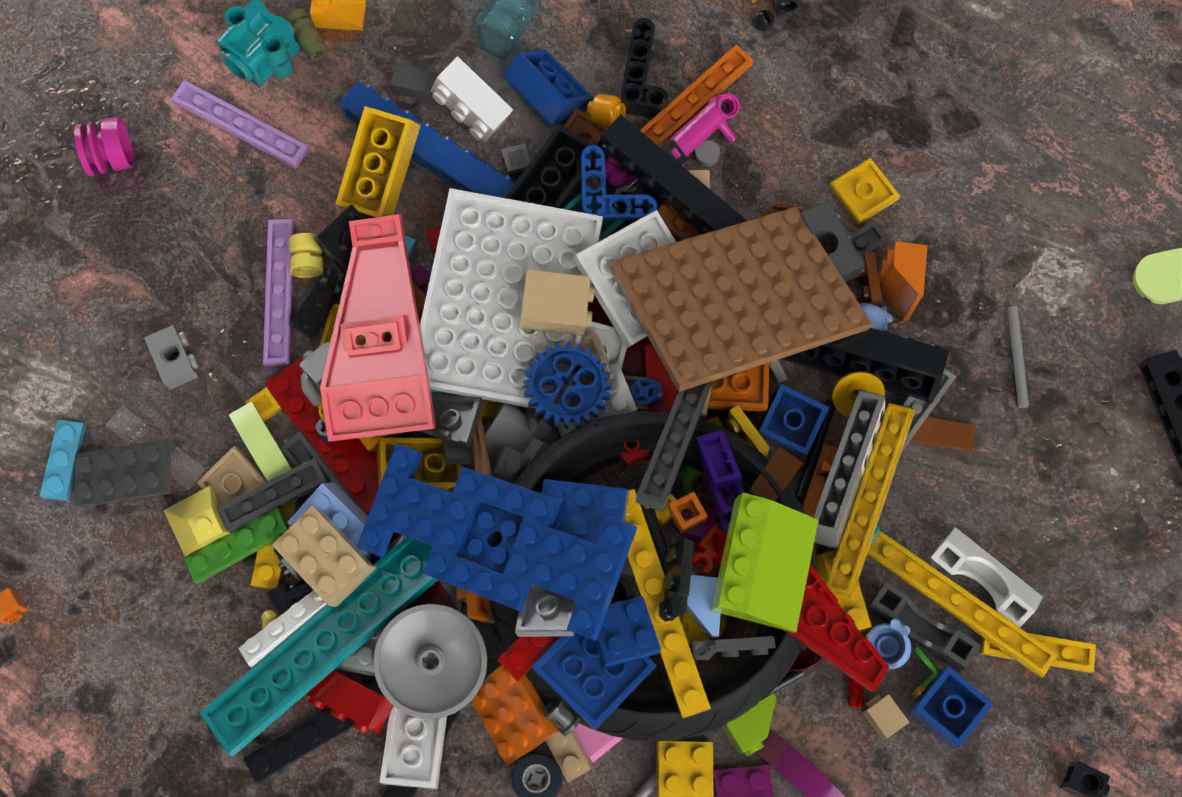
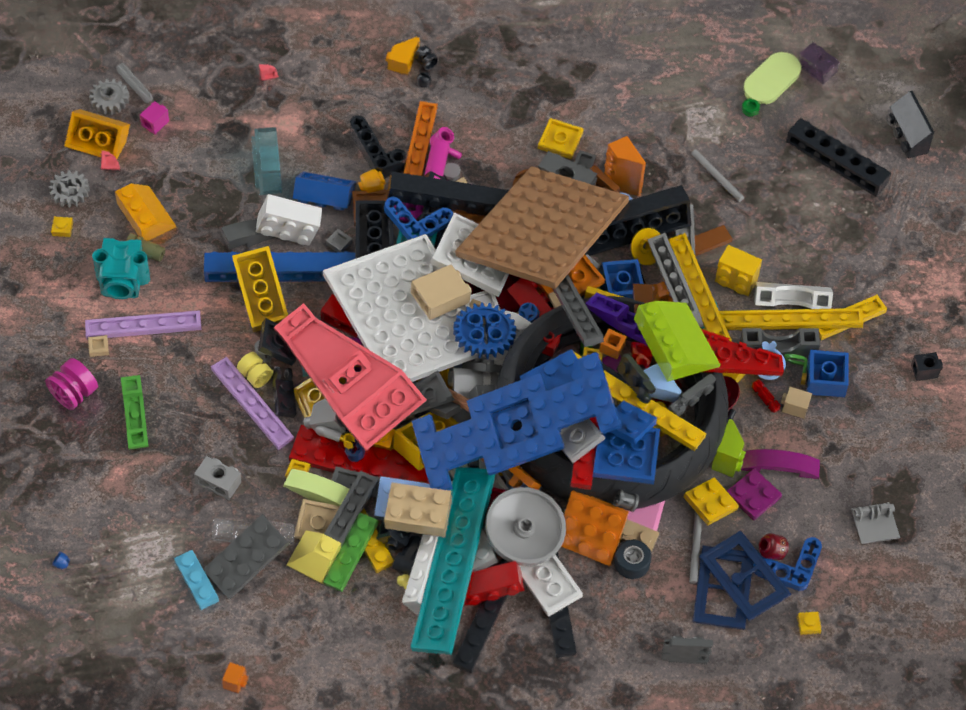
camera: 40 degrees left, 15 degrees down
(150, 223) = (134, 412): none -> bright green slope
(176, 118) = (98, 346): none -> tan tile
(942, 500) = (738, 270): none -> yellow brick
(1127, 294) = (750, 107): none -> green tile

